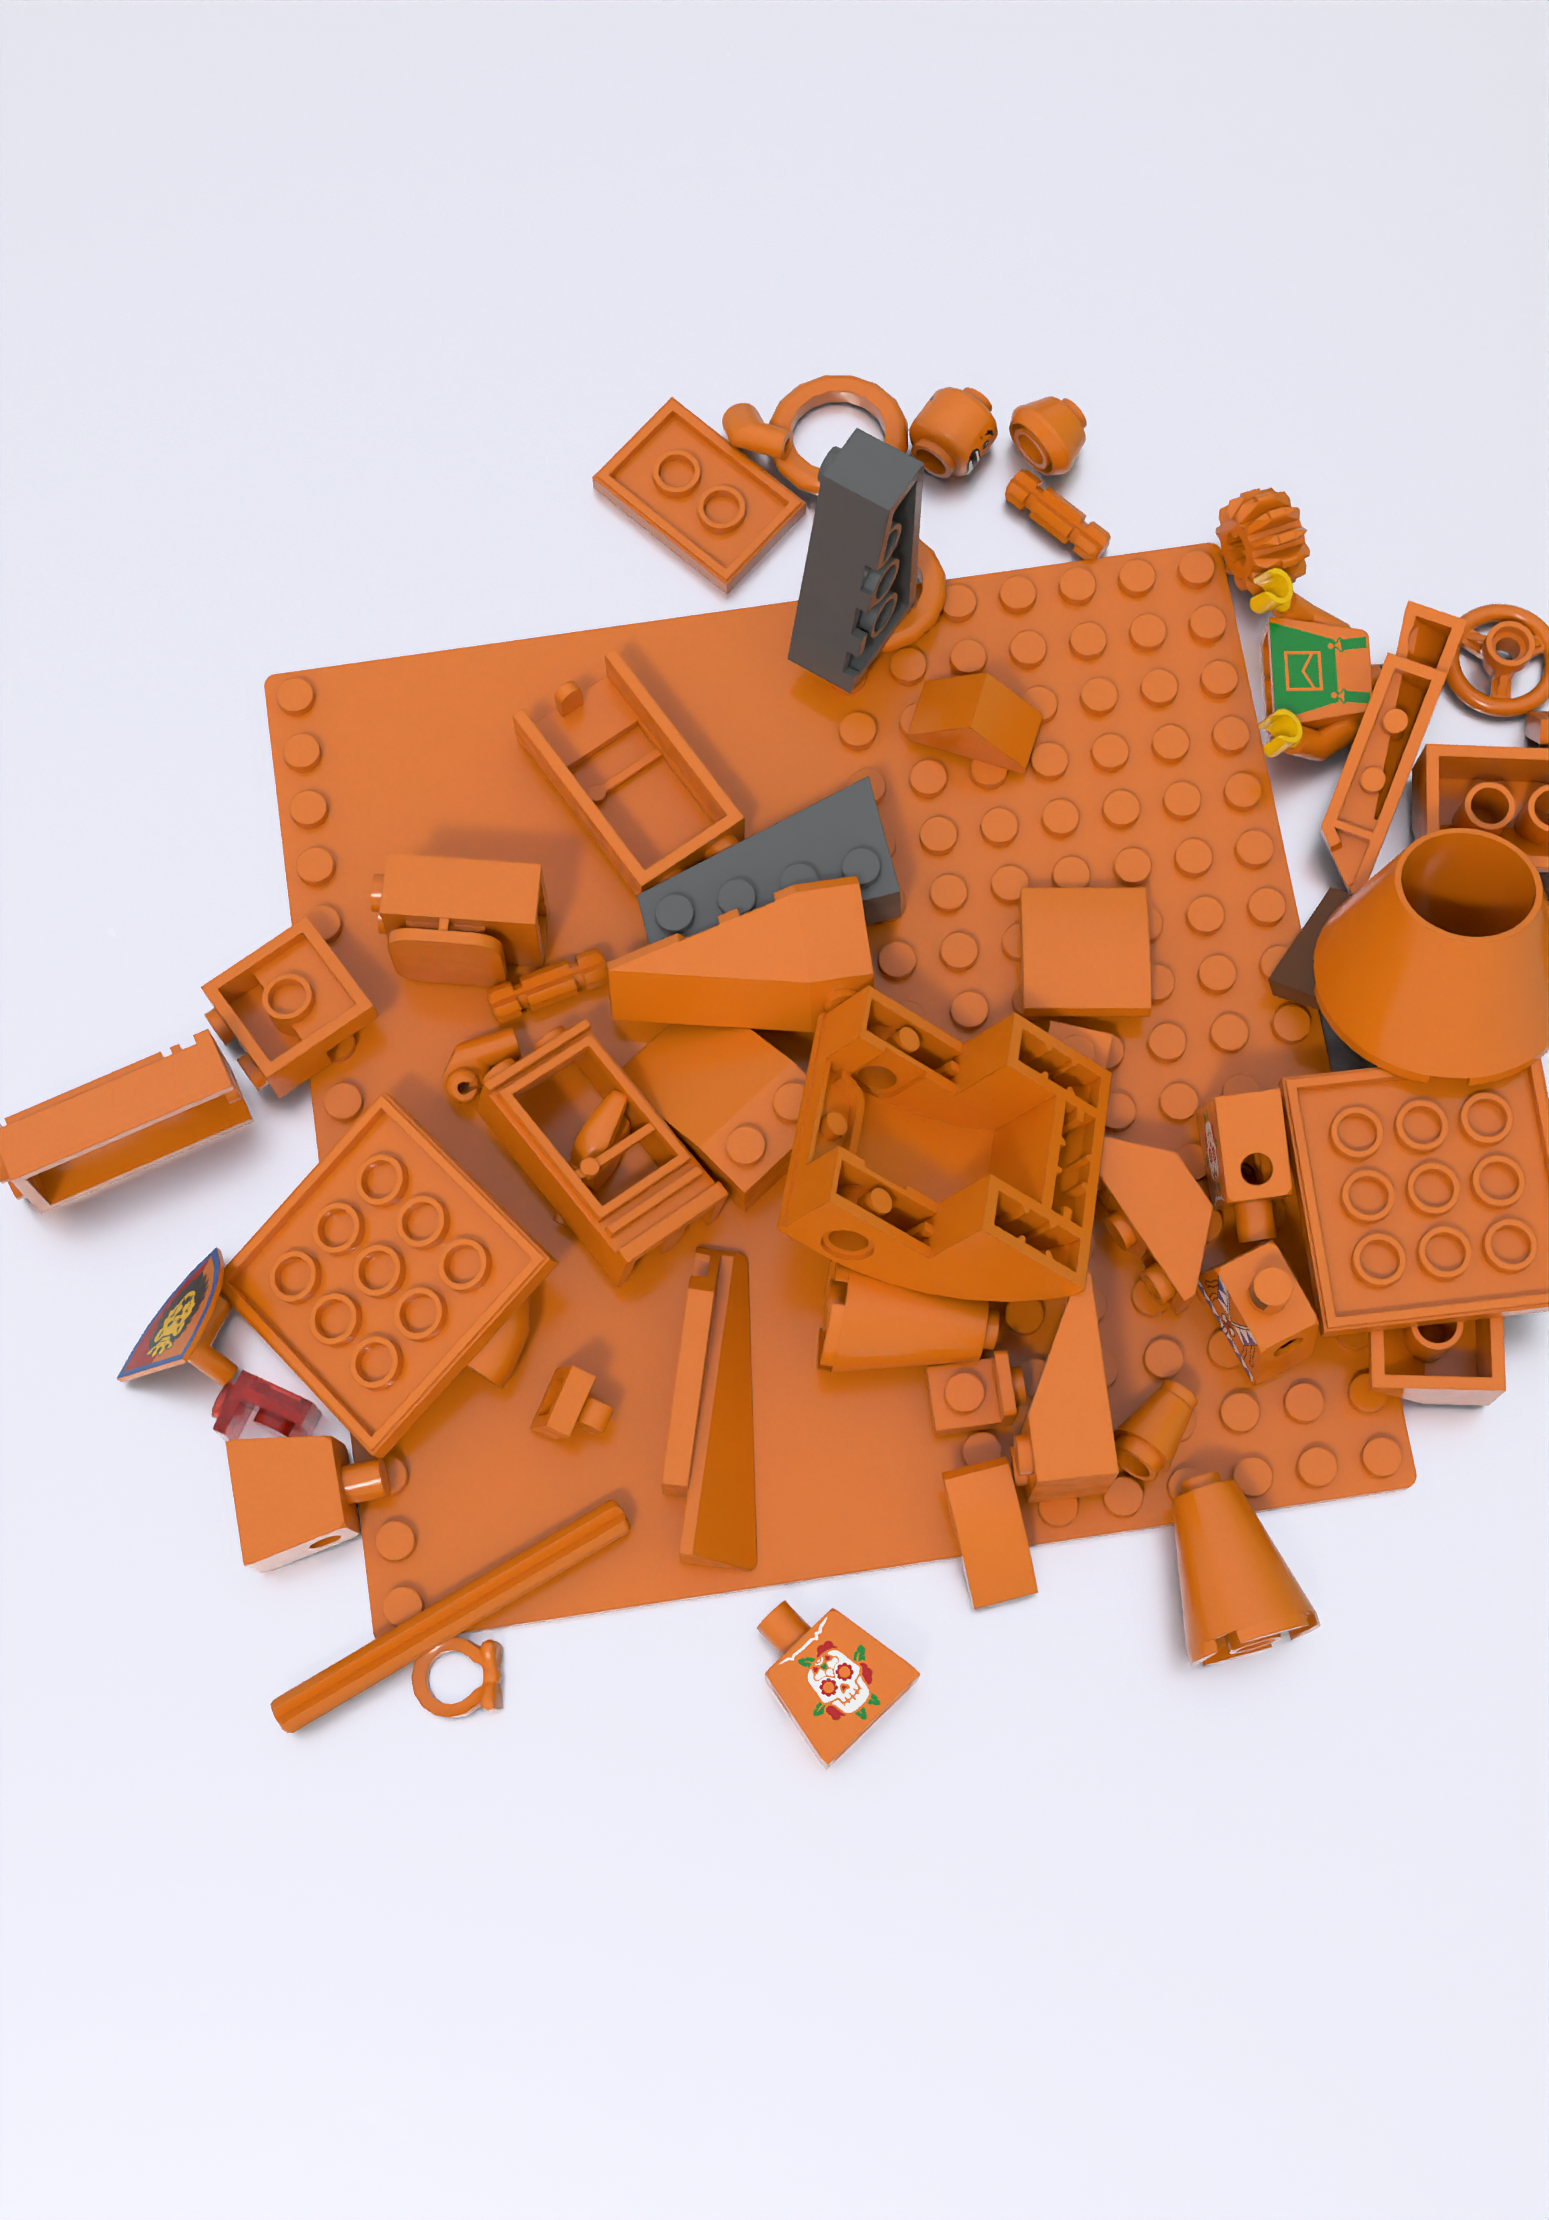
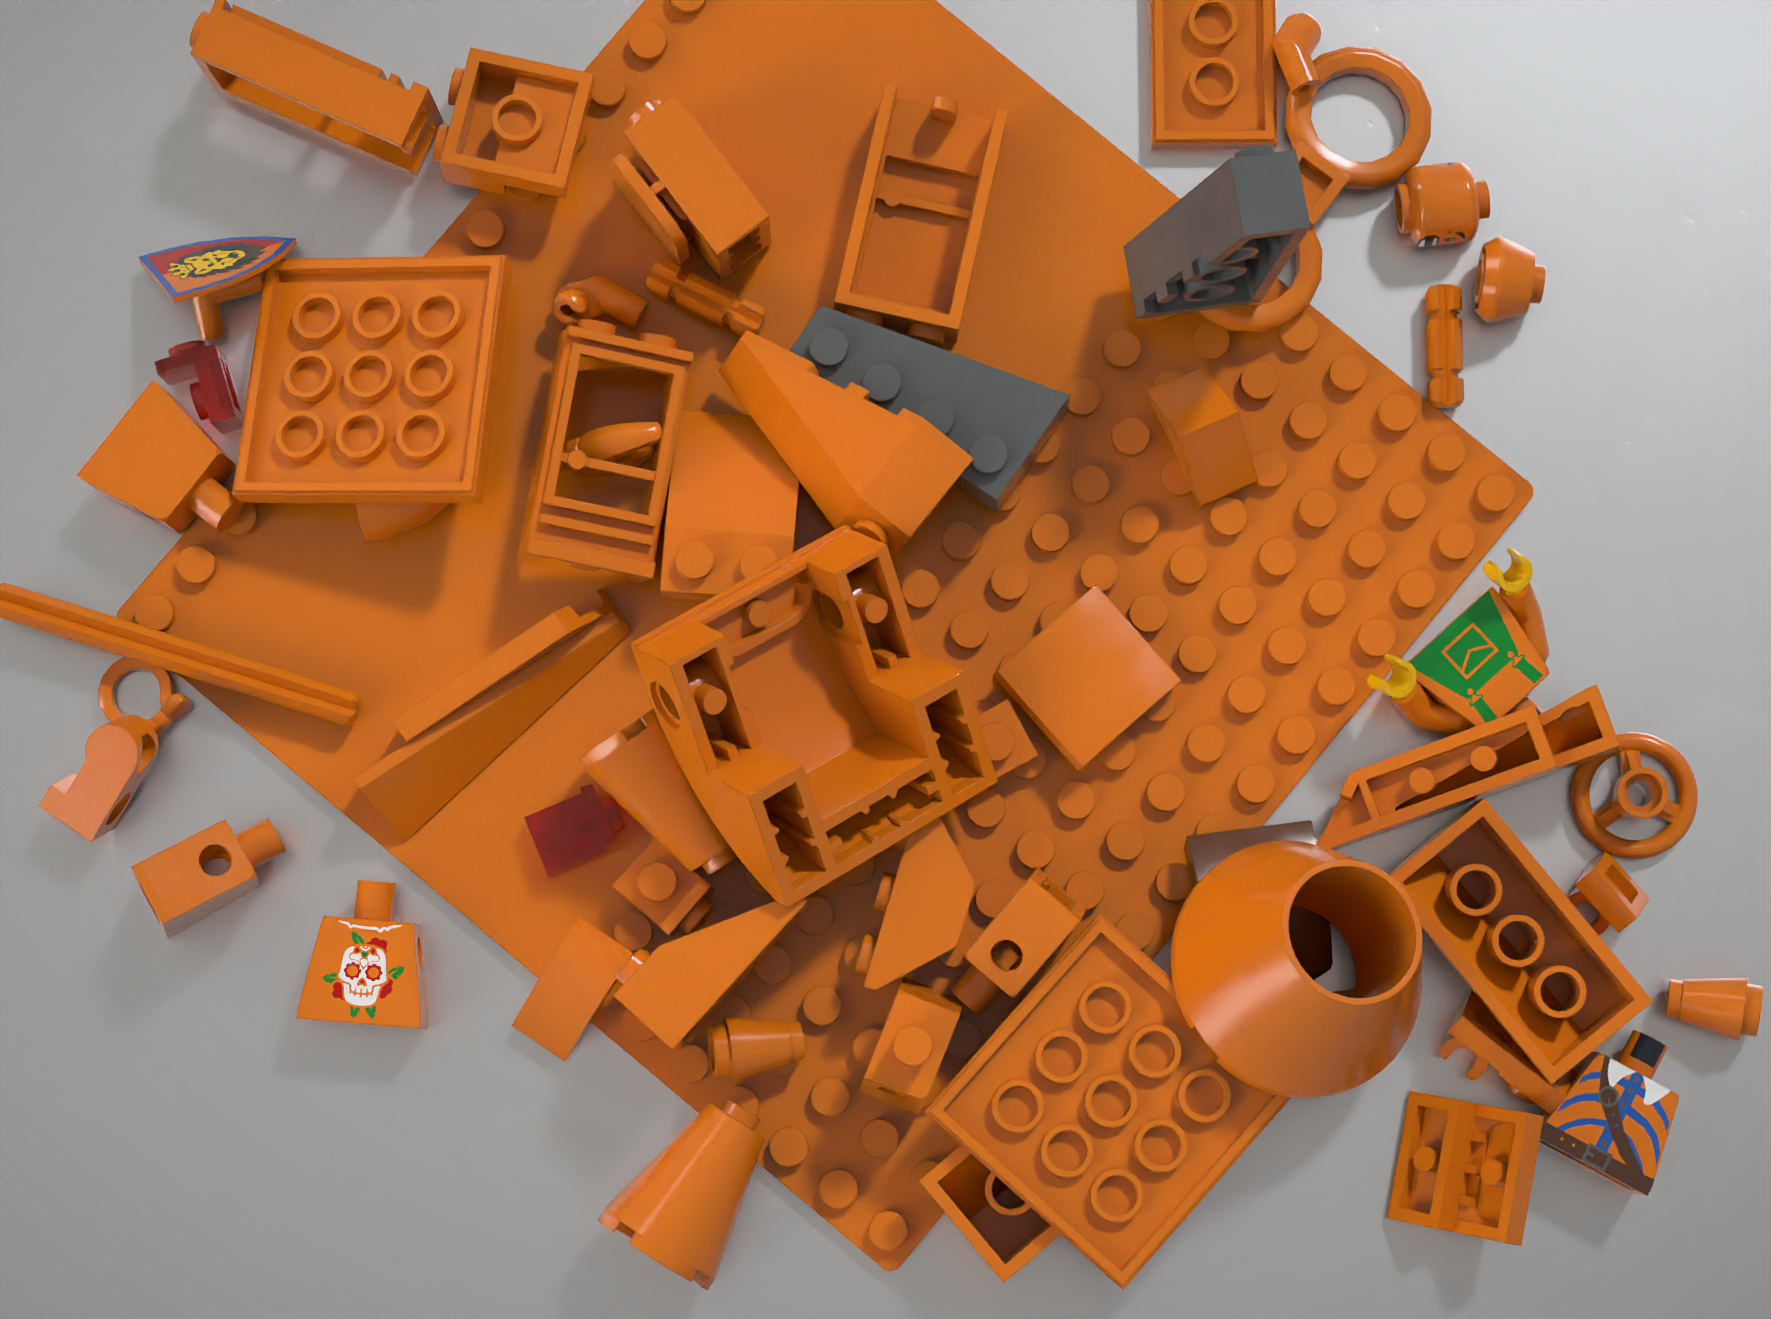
camera: 45 degrees right, 10 degrees up
(495, 1731) = (113, 770): none -> orange leg
(567, 1405) = (397, 600): orange tile -> none
(641, 1762) = (186, 894): none -> orange torso
(867, 1424) = (576, 831): none -> clear red bracket
(1261, 534) = (1558, 525): orange gear -> none

